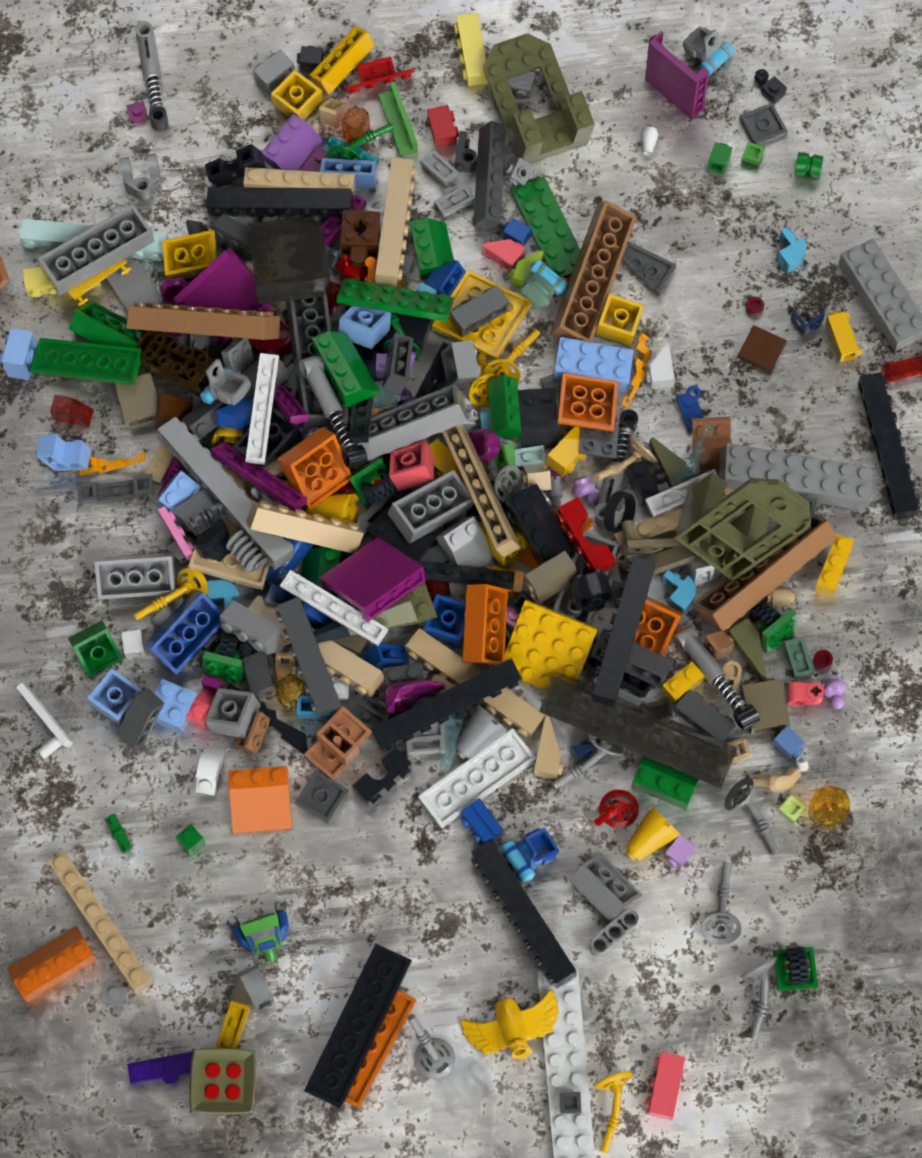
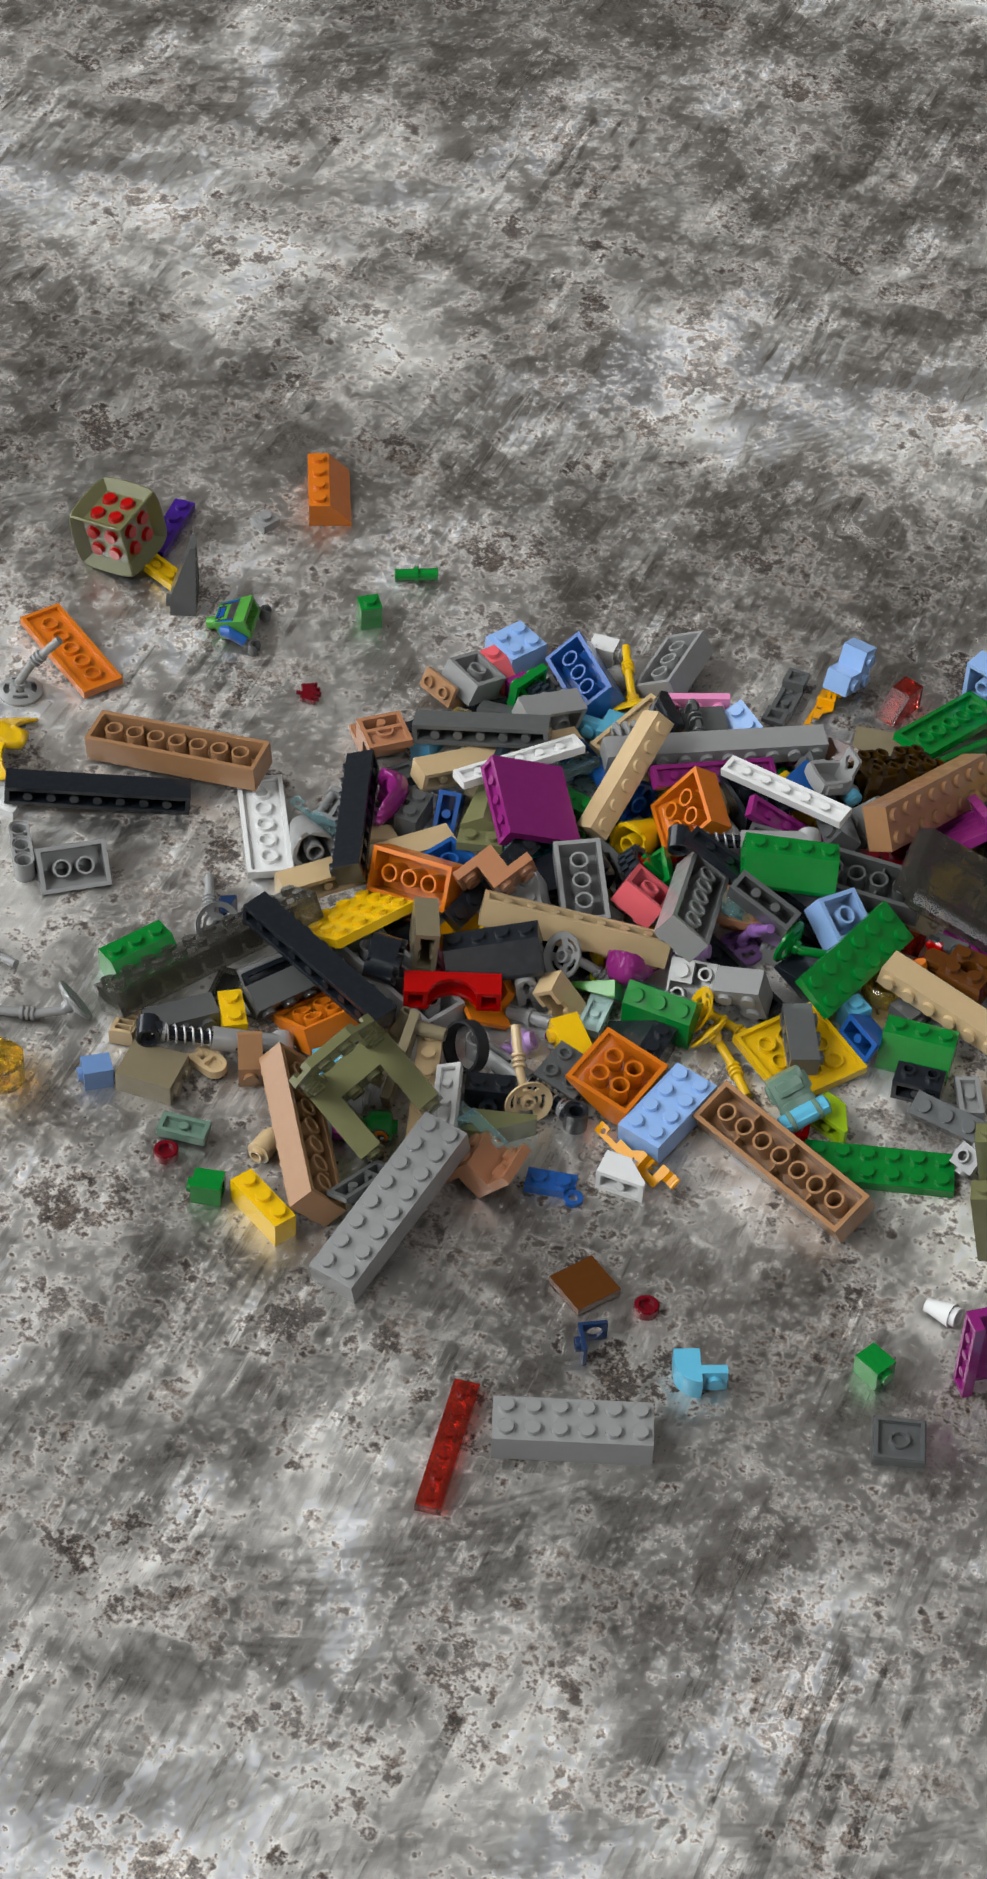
camera: 115 degrees right, 25 degrees down
(60, 737) = (573, 569): white piece -> none
(95, 648) = (622, 621): green slope -> none
(100, 922) = (339, 530): tan brick -> none
(113, 696) = (554, 614): light blue brick -> none
(140, 718) = (515, 608): dark grey brick -> none
(208, 771) = (431, 646): white brick -> none
(260, 799) = (374, 674): orange slope -> none
(306, 837) = (309, 693): none -> dark red piece
(321, 797) = (336, 713): dark grey plate -> none
(358, 1026) = (93, 640): black plate -> none
(371, 790) = (319, 758): black arch -> none
(448, 878) = (178, 750): none -> medium nougat brick
(463, 234) = (911, 1078): none -> black brick
(475, 550) = (495, 871): none -> nougat bracket
(481, 822) = (216, 807): blue brick -> none
(504, 253) = (866, 1108): coral slope -> none
(517, 231) = (888, 1130): blue brick -> none
(530, 852) = (154, 825): blue piece -> none
(548, 754) = (241, 880): tan slope -> none
(617, 809) = (145, 910): red dish -> none
(619, 320) = (708, 1162): yellow brick -> none
(648, 267) = (766, 1231): dark grey wing -> none
(650, 835) = (94, 921): yellow cone -> none
(679, 852) = (58, 934): lavender brick -> none
(749, 646) = (230, 1092): olive slope -> none
(753, 153) = (860, 1405): bright green plate -> none
(772, 88) = (949, 1479): black plate -> none
(773, 625) = (236, 1113): green plate -> none
(782, 781) = (60, 1048): tan arm -> none
(792, 808) = (30, 1045): yellowish green tile -> none
(802, 693) = (139, 1112): coral piece -> none
(808, 165) = (805, 1447): green wheel -> none
(834, 689) = (123, 1136): lavender animal -> none
(839, 611) = (206, 1186): none -> green brick
(842, 336) = (545, 1363): yellow brick -> none
(888, 446) = (372, 1333): black brick -> none

